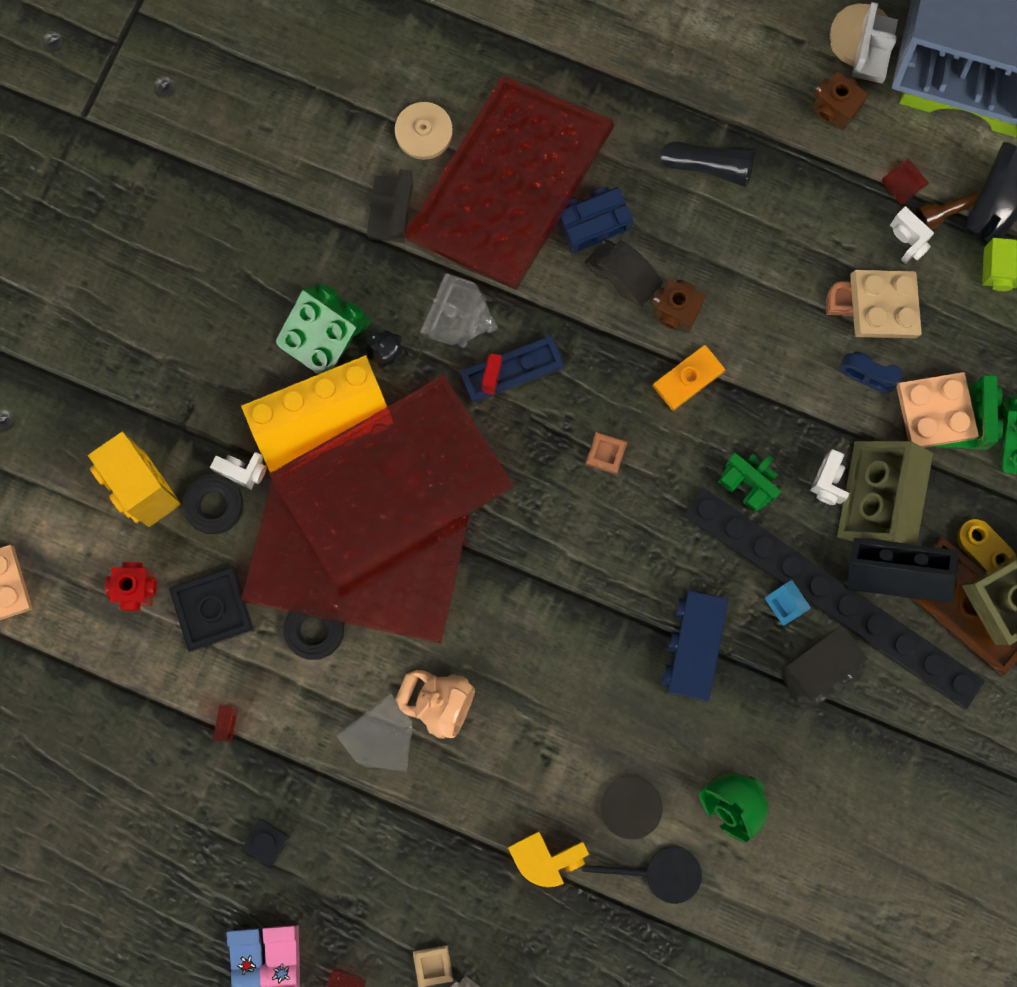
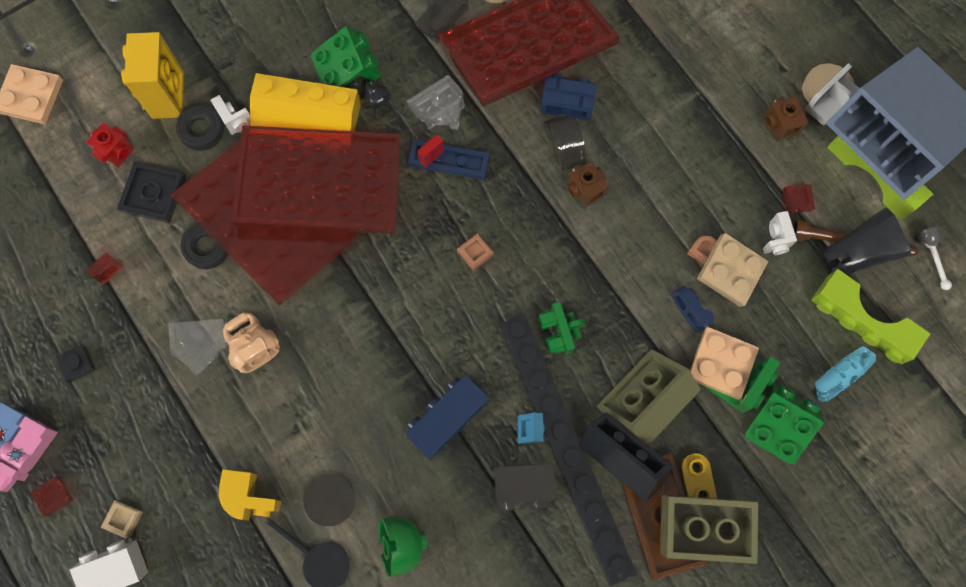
camera: 30 degrees right, 5 degrees down
(689, 377) = (564, 237): light orange plate -> none
(726, 163) = (682, 113): black piece -> none
(829, 473) = (619, 358): white bracket -> none

